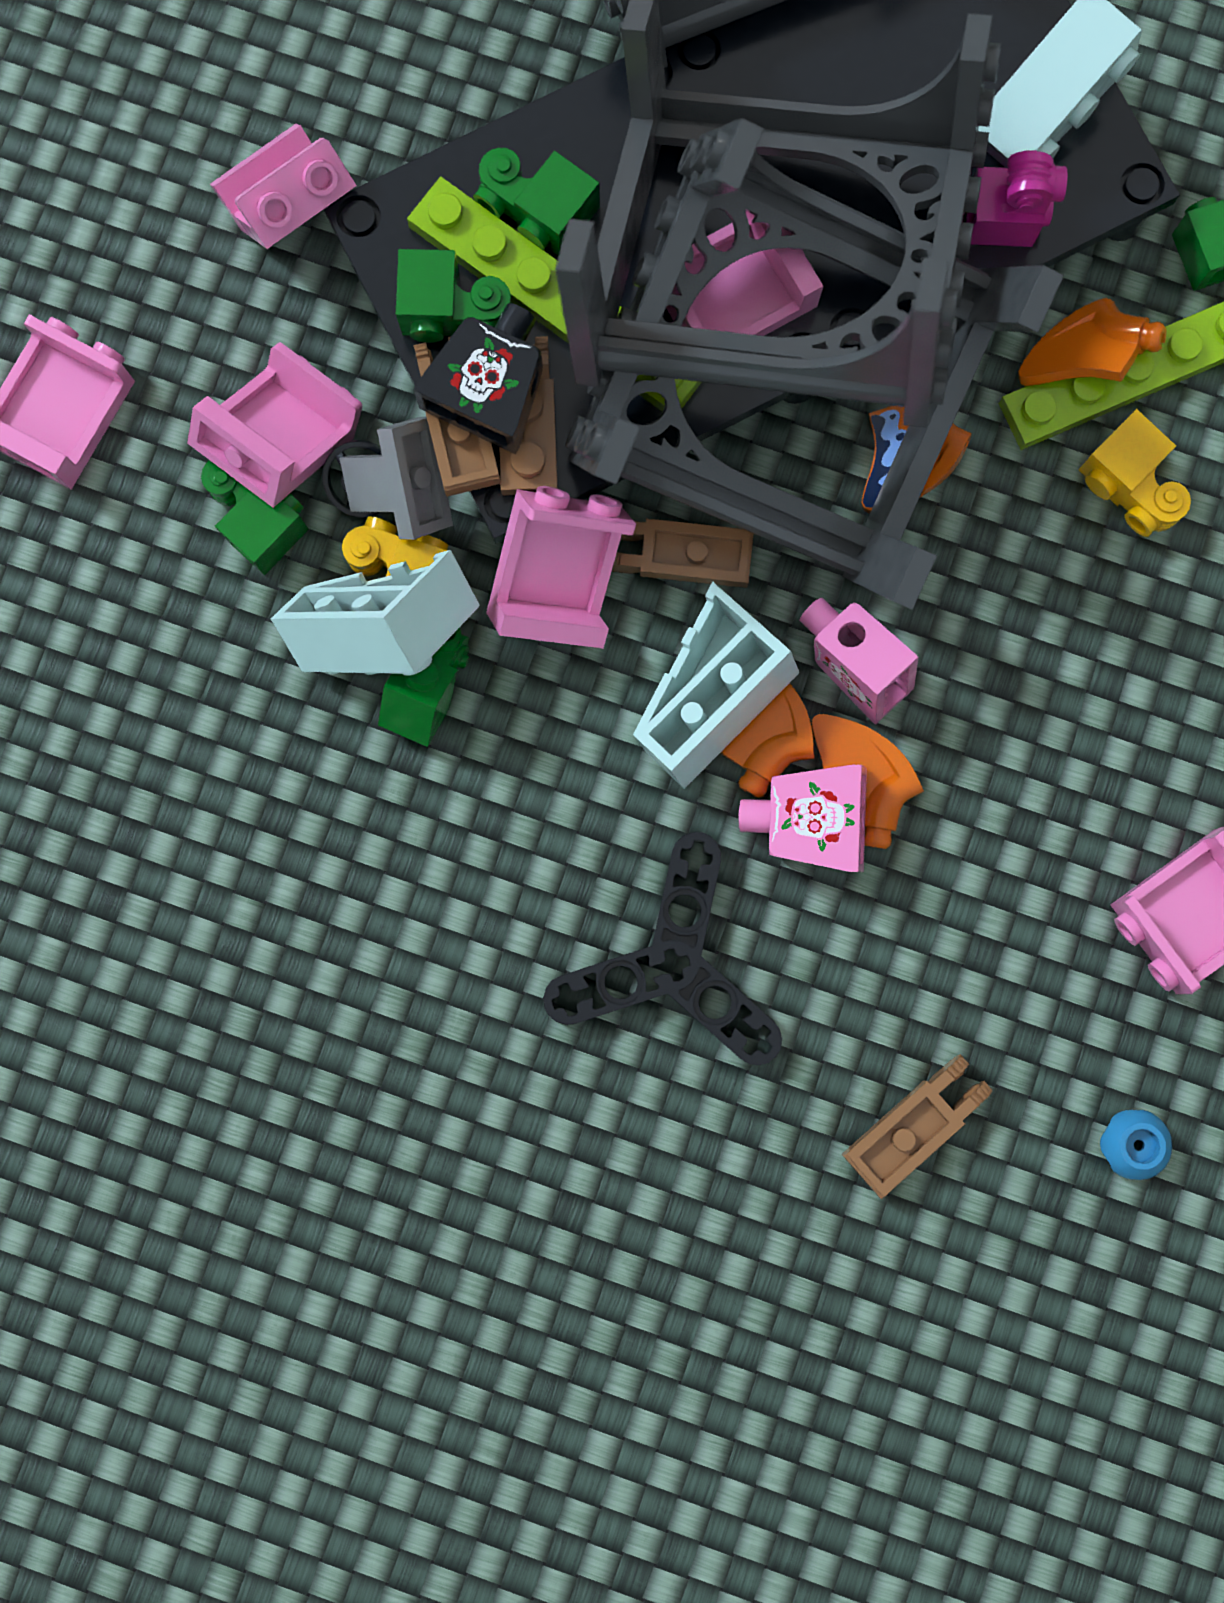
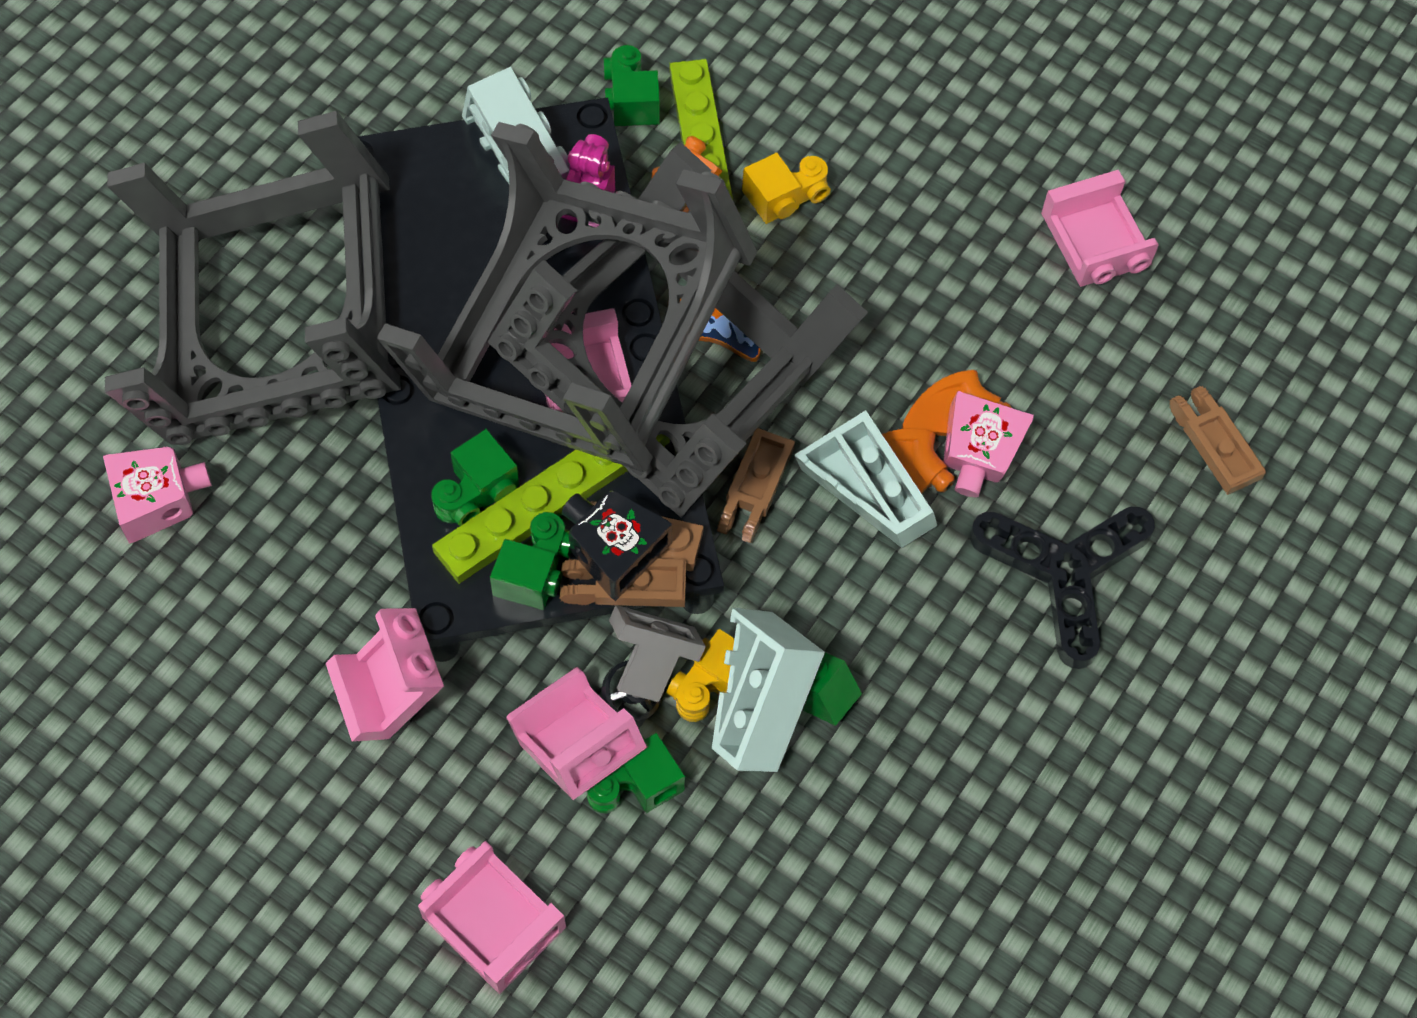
camera: 80 degrees left, 20 degrees down
(557, 567) = (754, 555): bright pink panel -> none
(861, 657) = (873, 378): bright pink torso -> none
(1119, 1140) = (1246, 321): dark azure plate -> none

